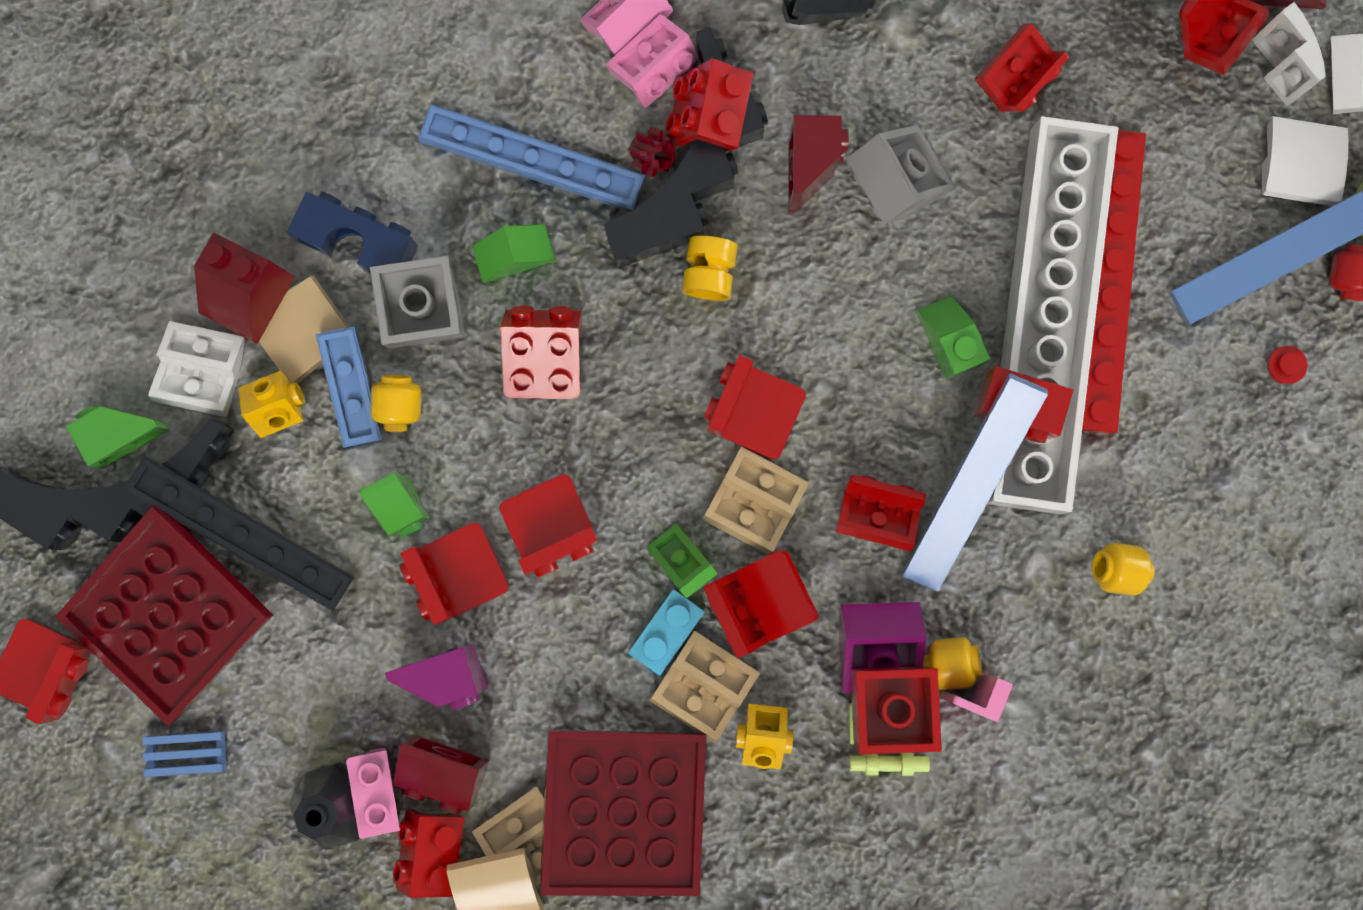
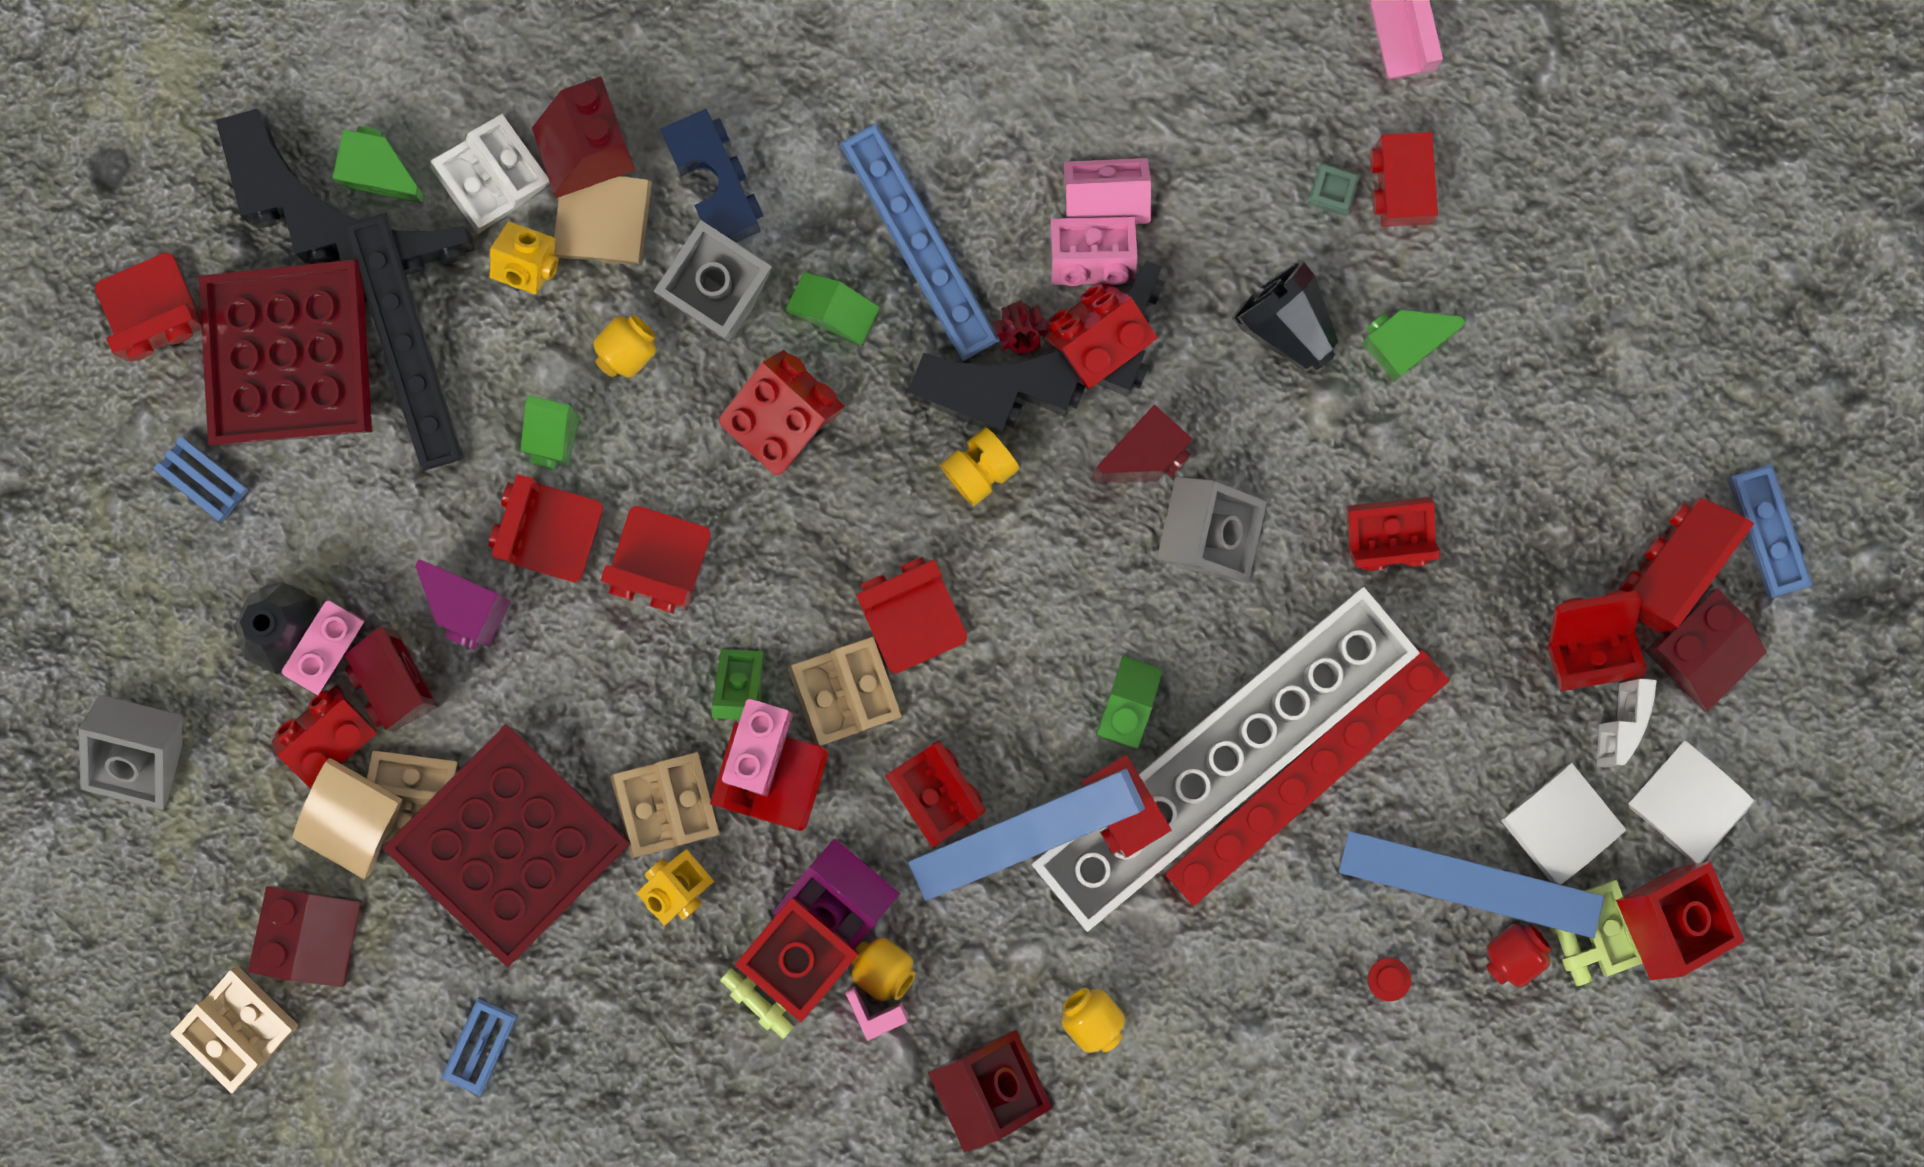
camera: 40 degrees right, 0 degrees up
(348, 385) = (598, 298): medium blue tile -> none
(666, 632) = (674, 733): medium azure plate -> none
(735, 590) = (757, 747): none -> bright pink bracket
(1099, 680) = (990, 1091): none -> dark red slope

